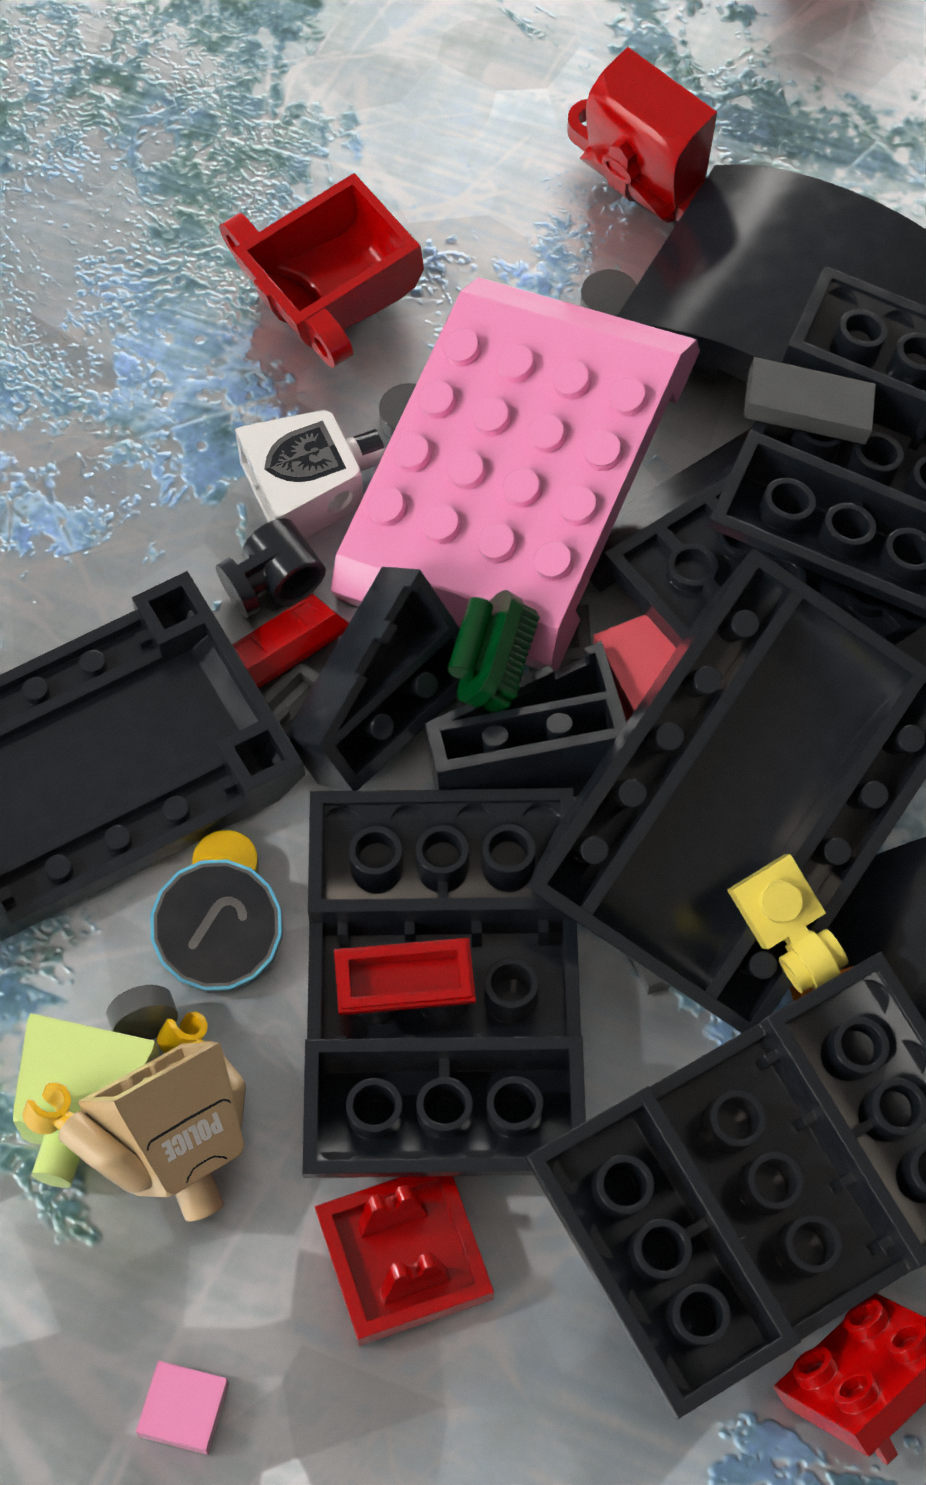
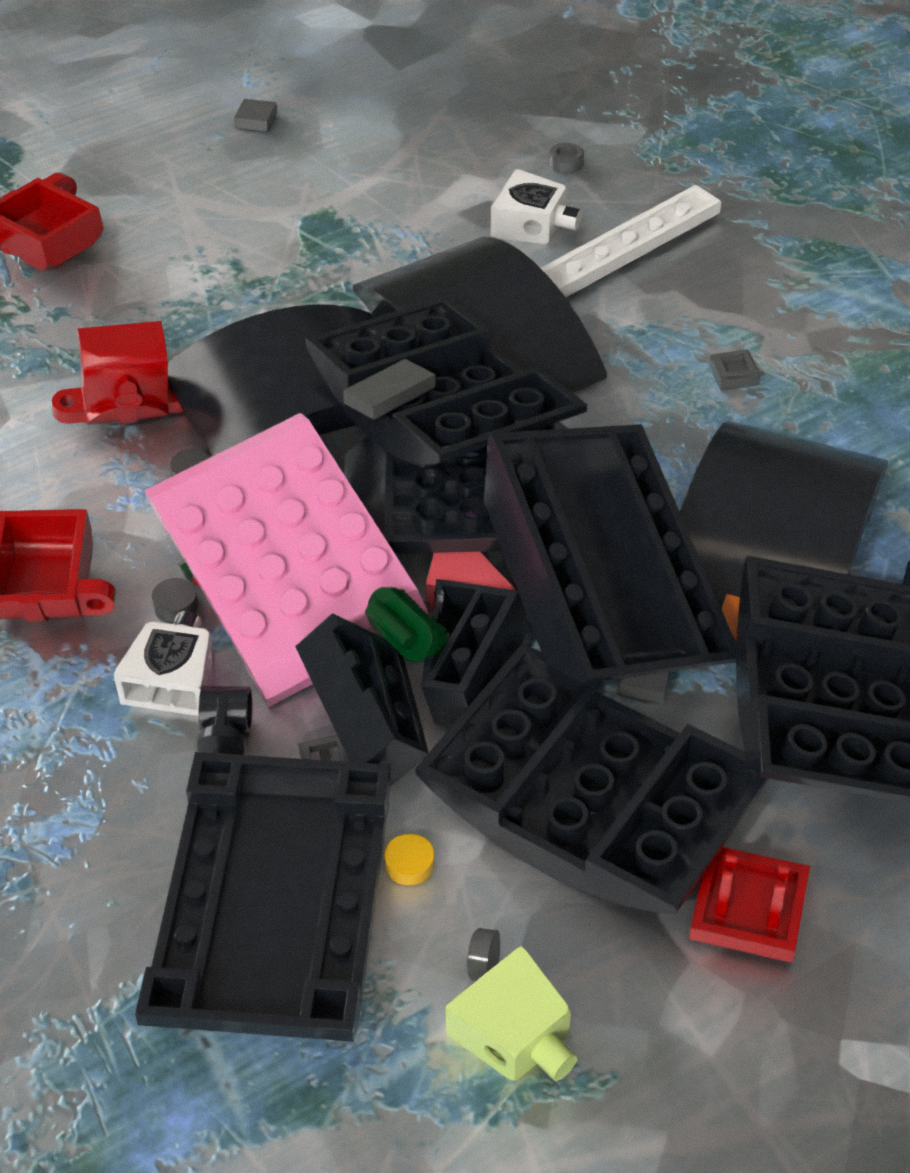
camera: 55 degrees left, 15 degrees down
(160, 1124) = (578, 970): tan torso -> none
(182, 1407) = (772, 1080): bright pink tile -> none
(216, 925) = (454, 881): black tile -> none
(289, 639) = (282, 730): red tile -> none
(404, 976) = (579, 790): red tile -> none
(778, 908) = (686, 585): light yellow plate -> none

